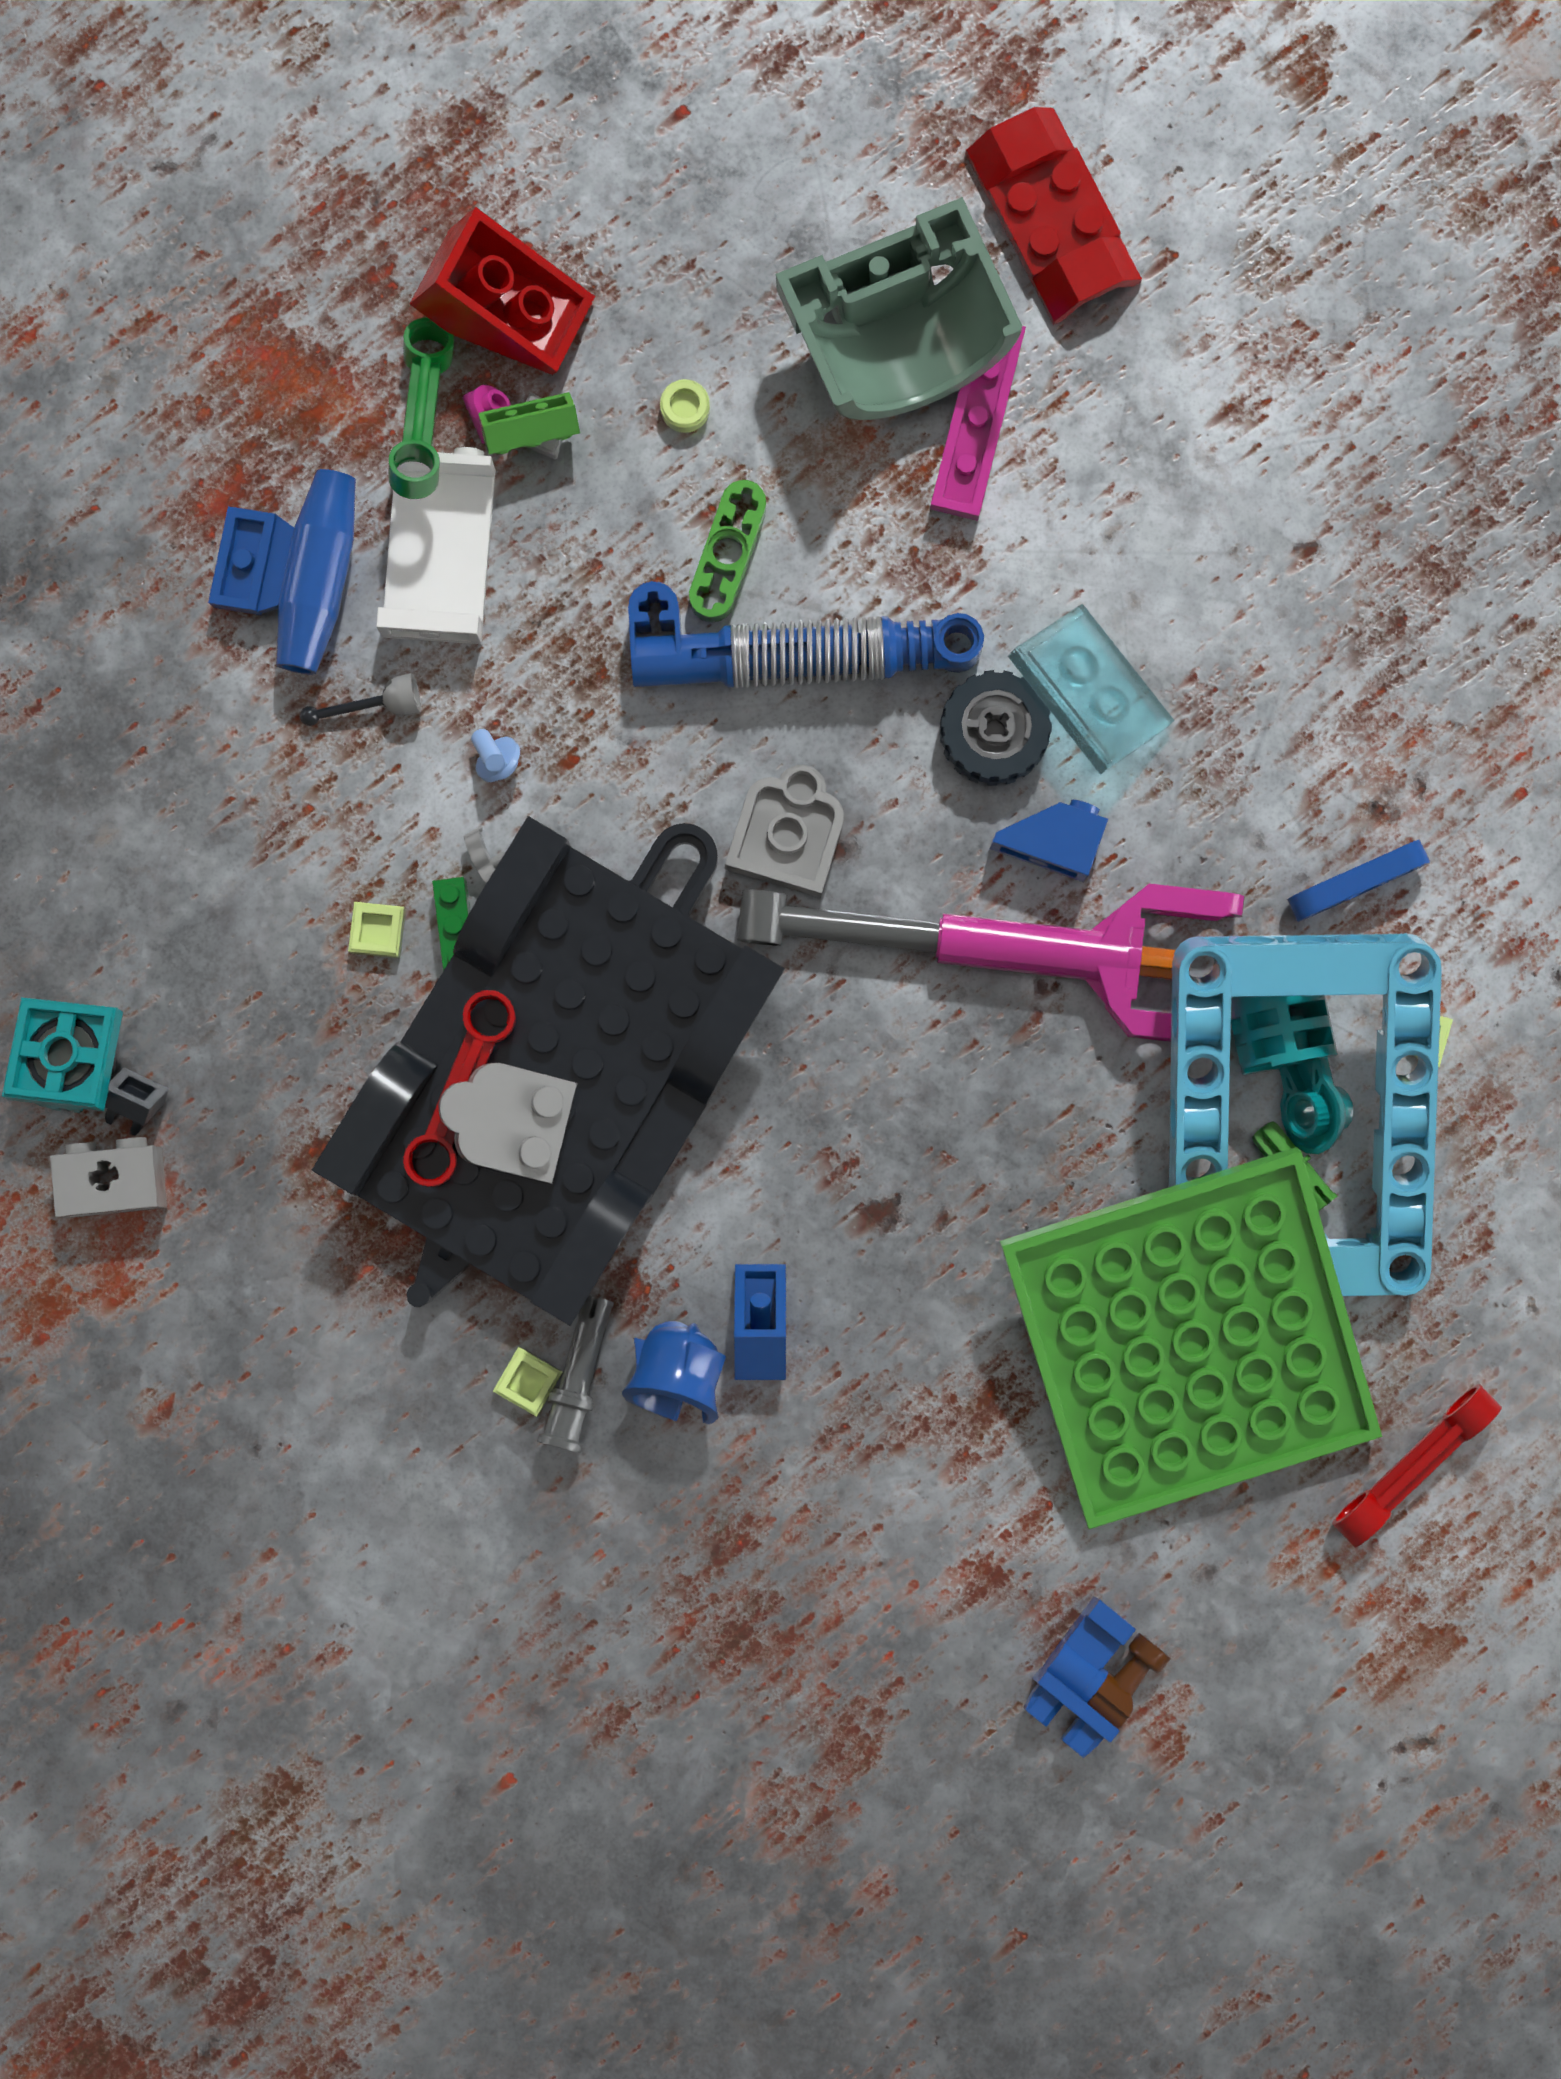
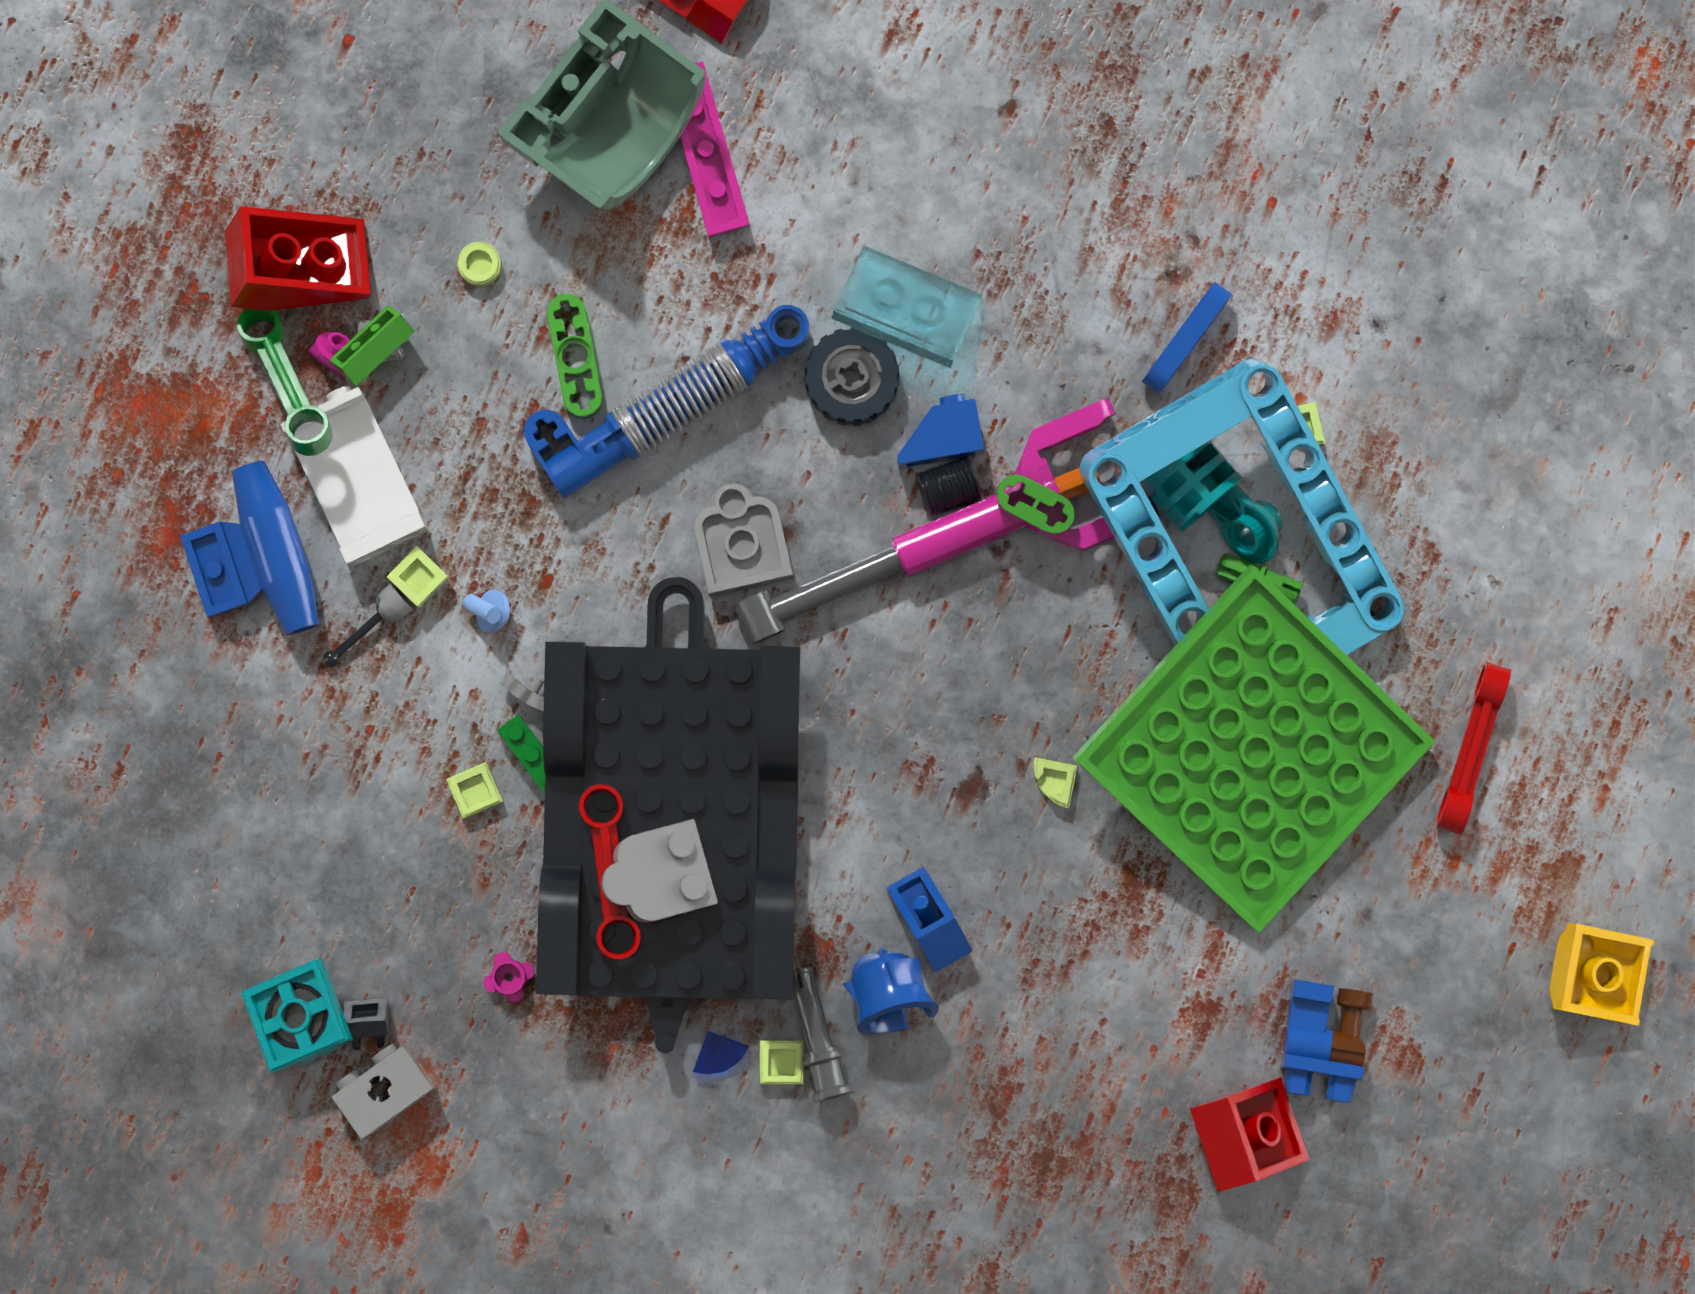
camera: 25 degrees left, 0 degrees up
(288, 1133) = (512, 989): none -> dark pink plate
(442, 682) = (417, 576): none -> yellowish green plate
(469, 1336) = (718, 1054): none -> clear blue tile
(961, 1731) = (1249, 1134): none -> red slope
(969, 1254) = (1055, 780): none -> yellowish green tile
(1030, 893) = (948, 486): none -> black piece
(1118, 952) = (1029, 513): none -> bright green beam
(1417, 1772) = (1599, 973): none -> yellow slope

